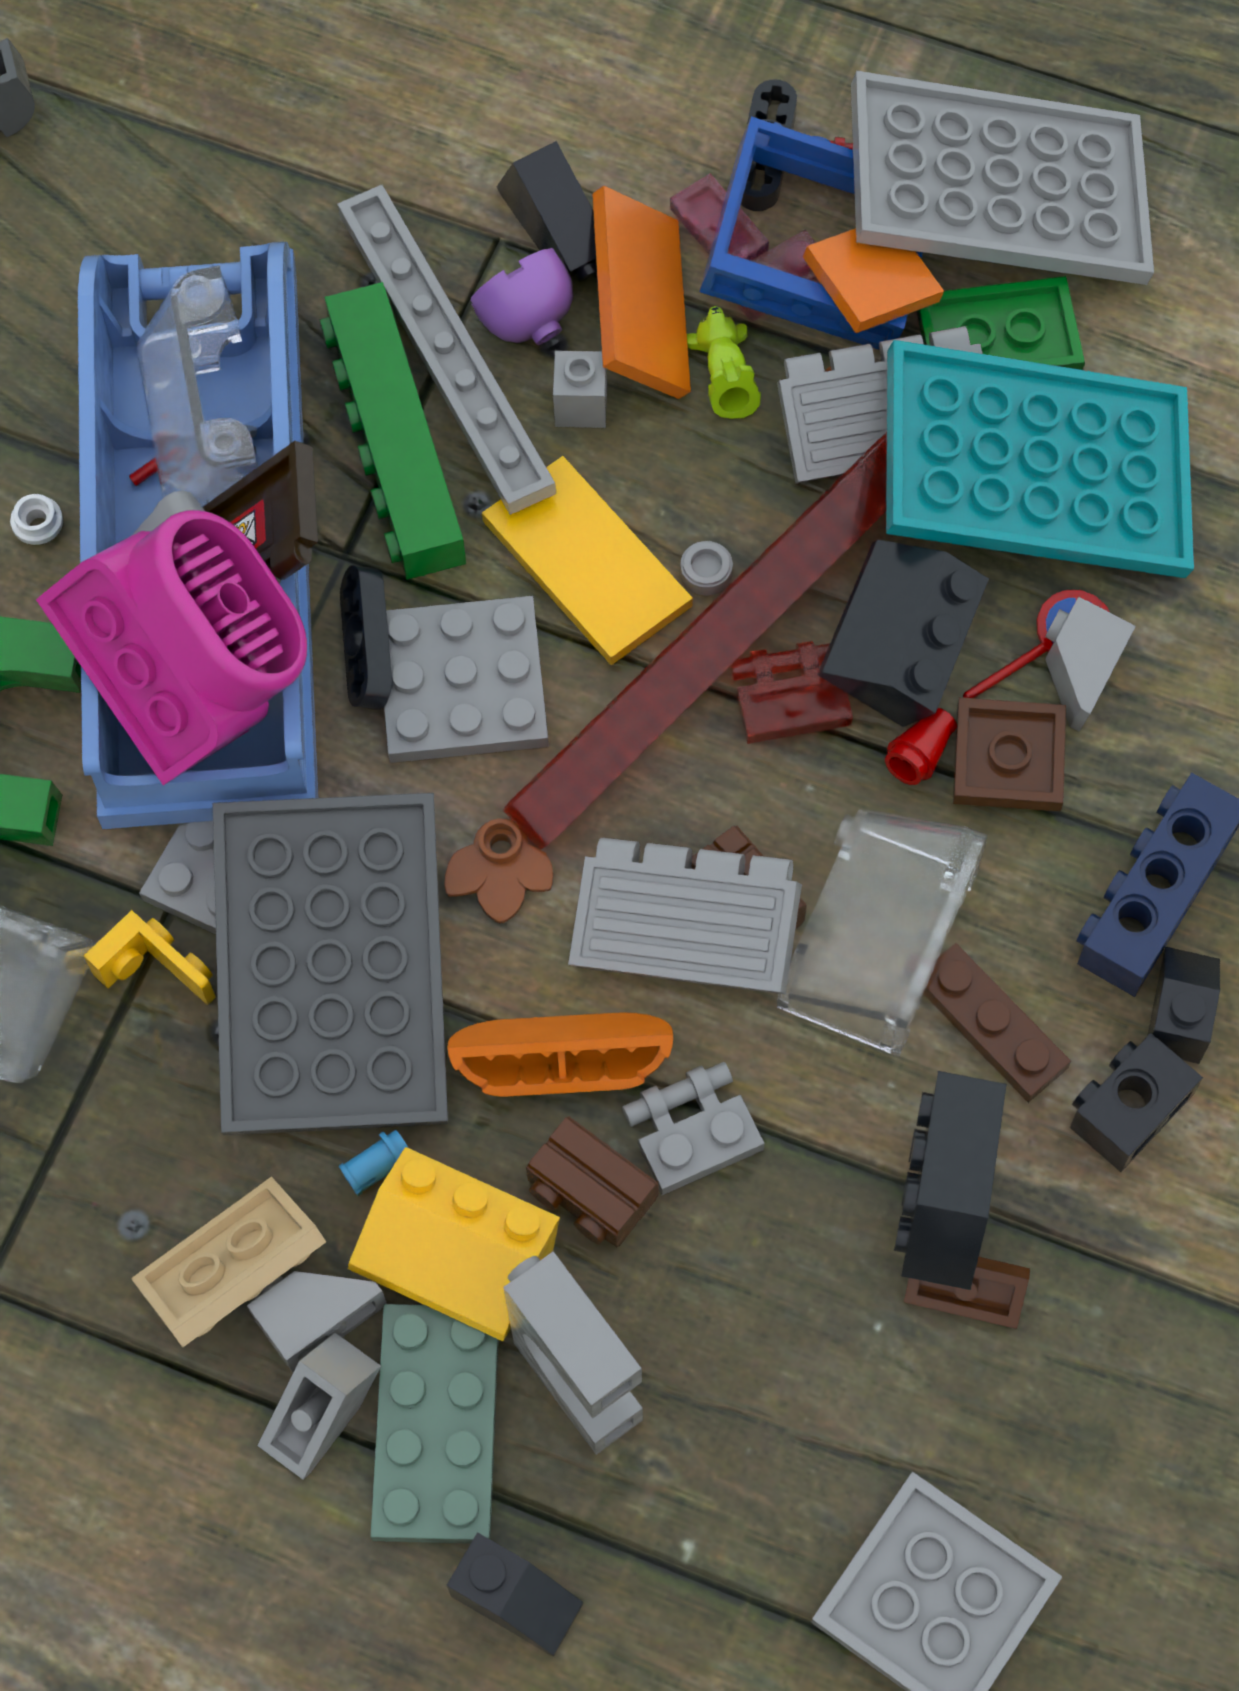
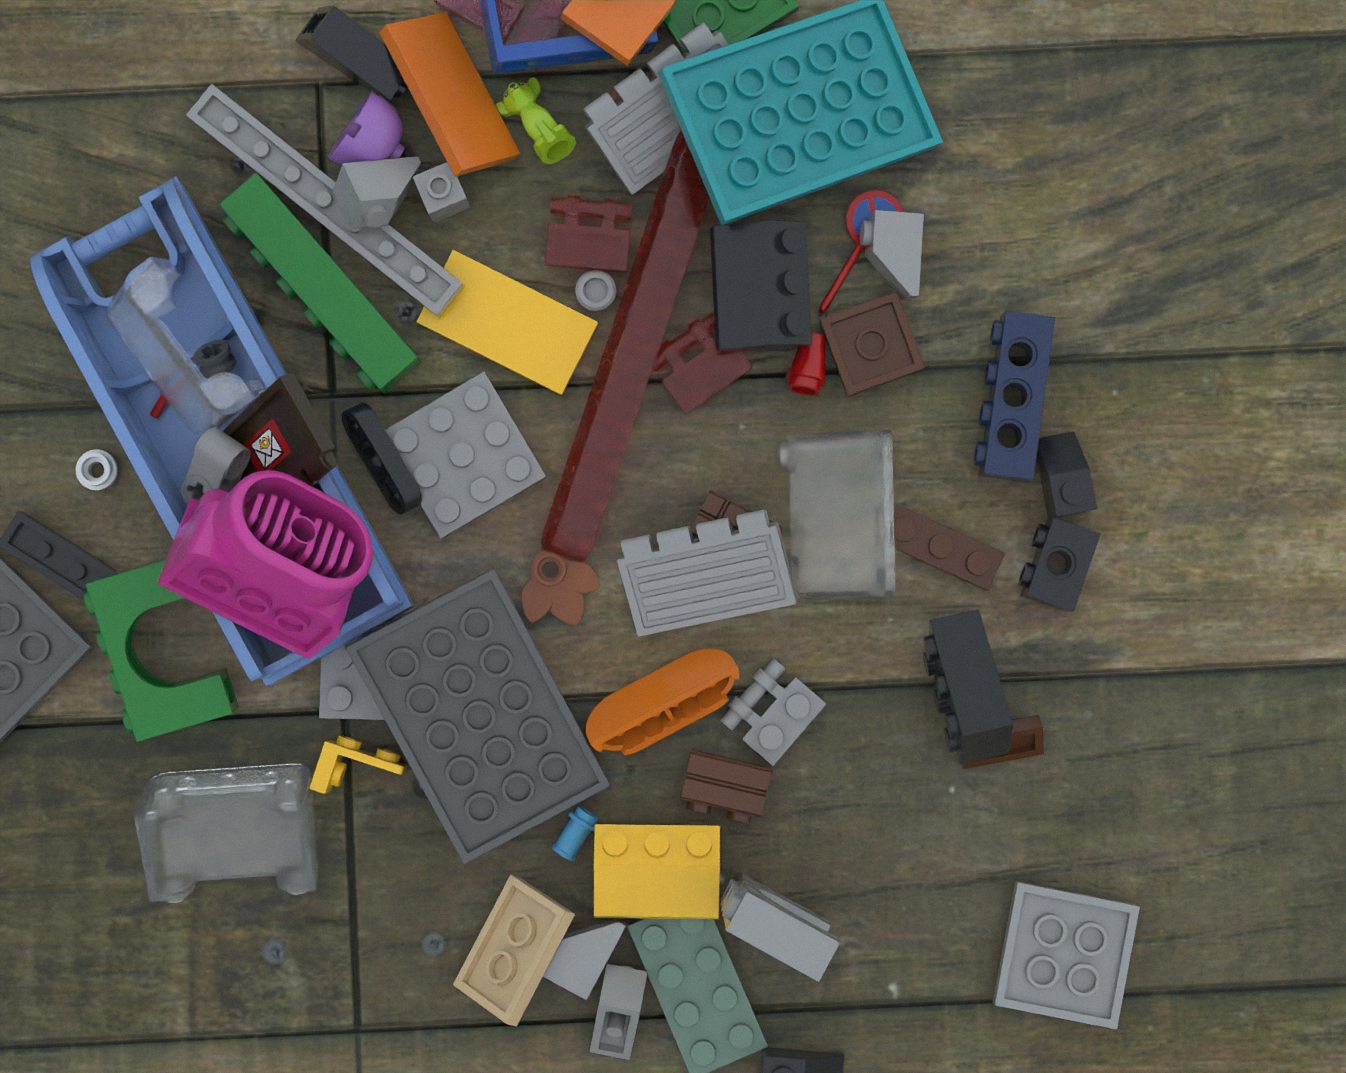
camera: 25 degrees left, 20 degrees up
(507, 348) = (374, 189): none -> light grey slope
(720, 514) = (584, 245): none -> clear red plate

